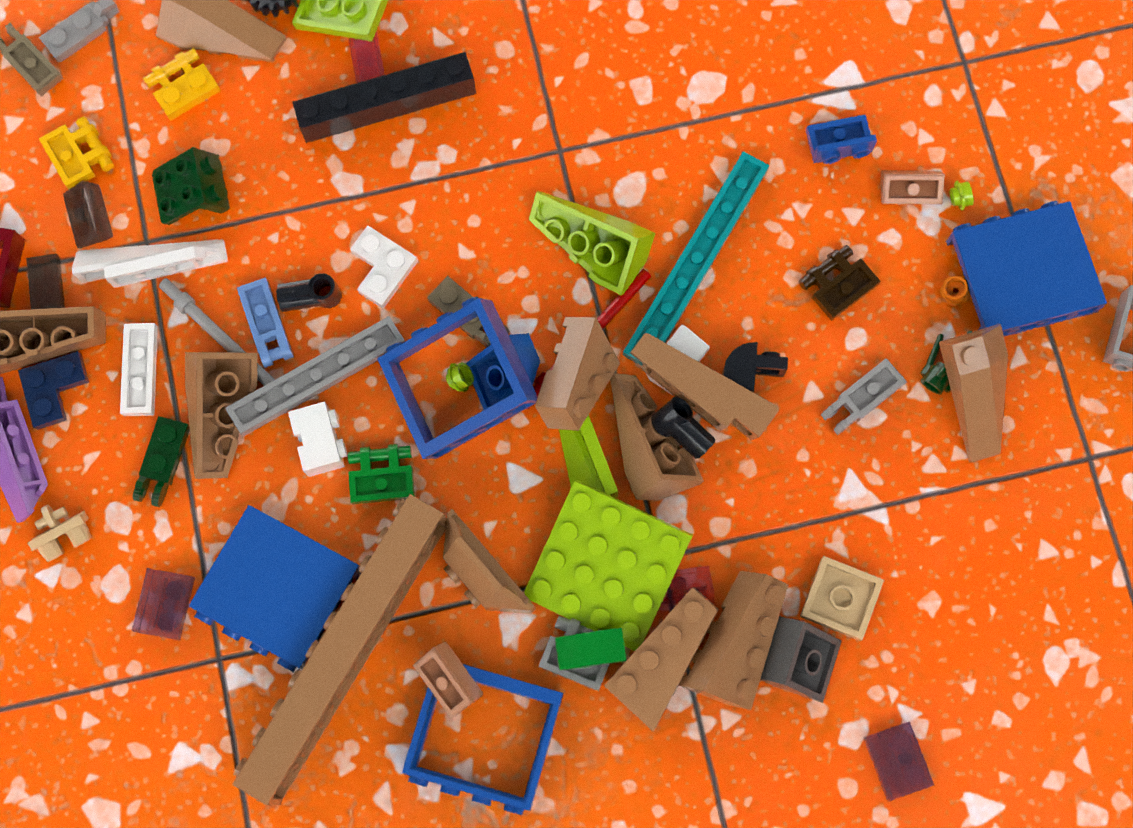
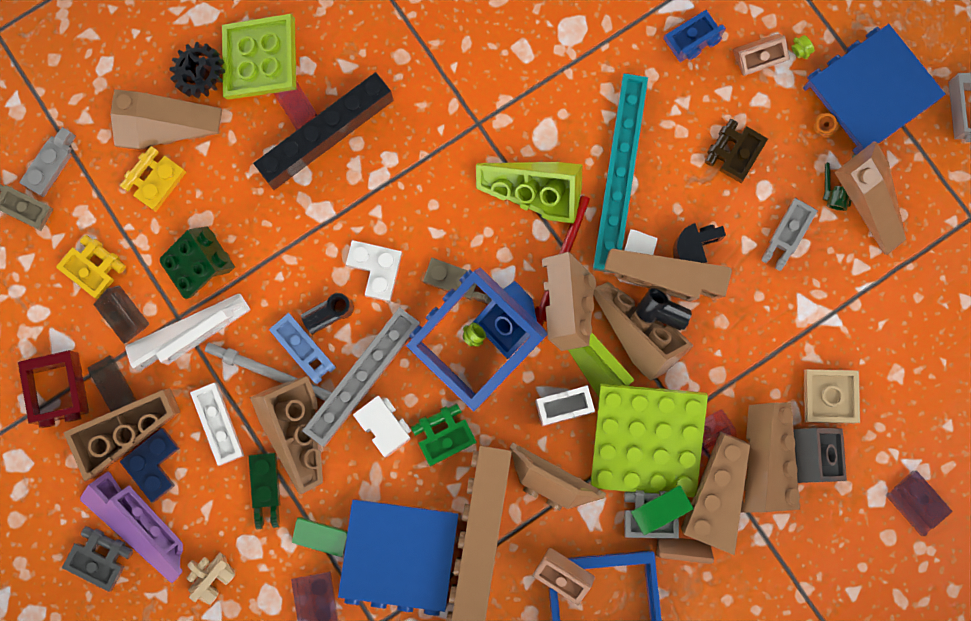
camera: 25 degrees left, 5 degrees up
(196, 533) = (319, 536): none -> slope
(527, 491) = (564, 406): none -> white brick
(601, 707) = (684, 550): none -> nougat slope

